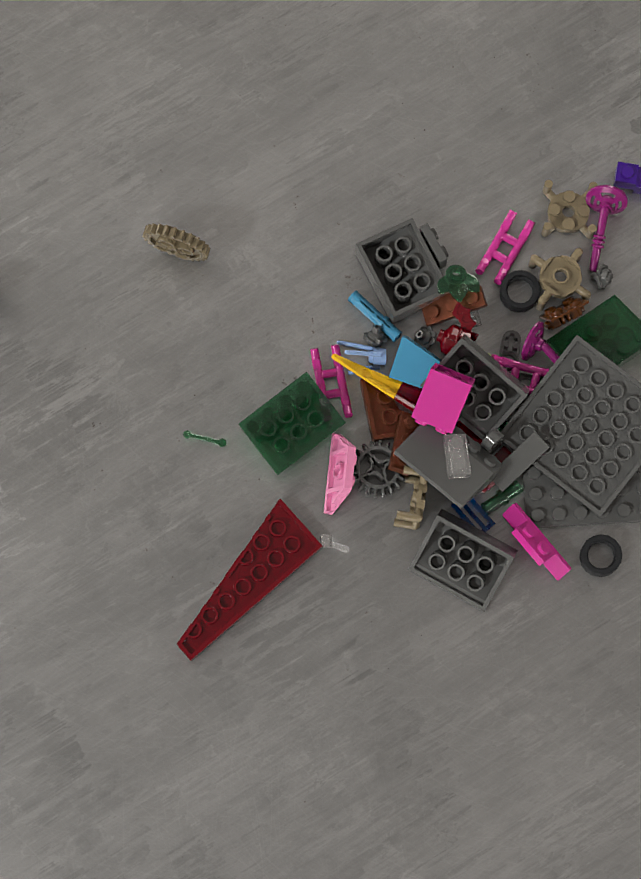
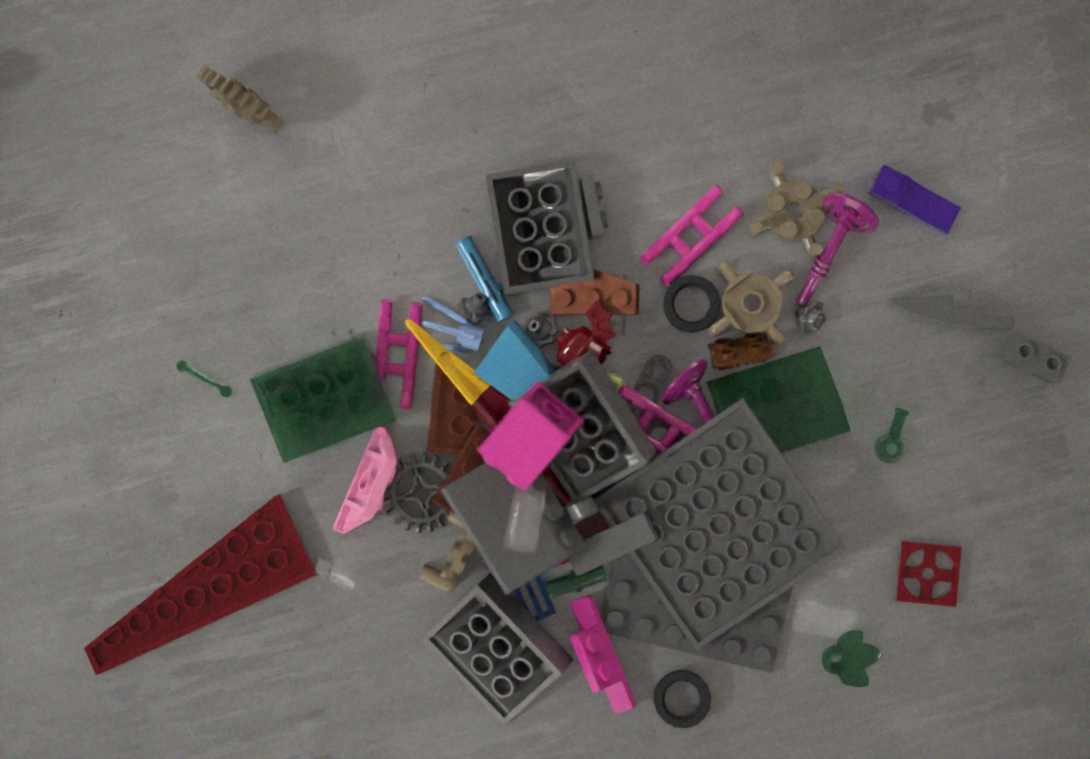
camera: 15 degrees right, 10 degrees up
(457, 284) = (606, 275): clear green plate -> none

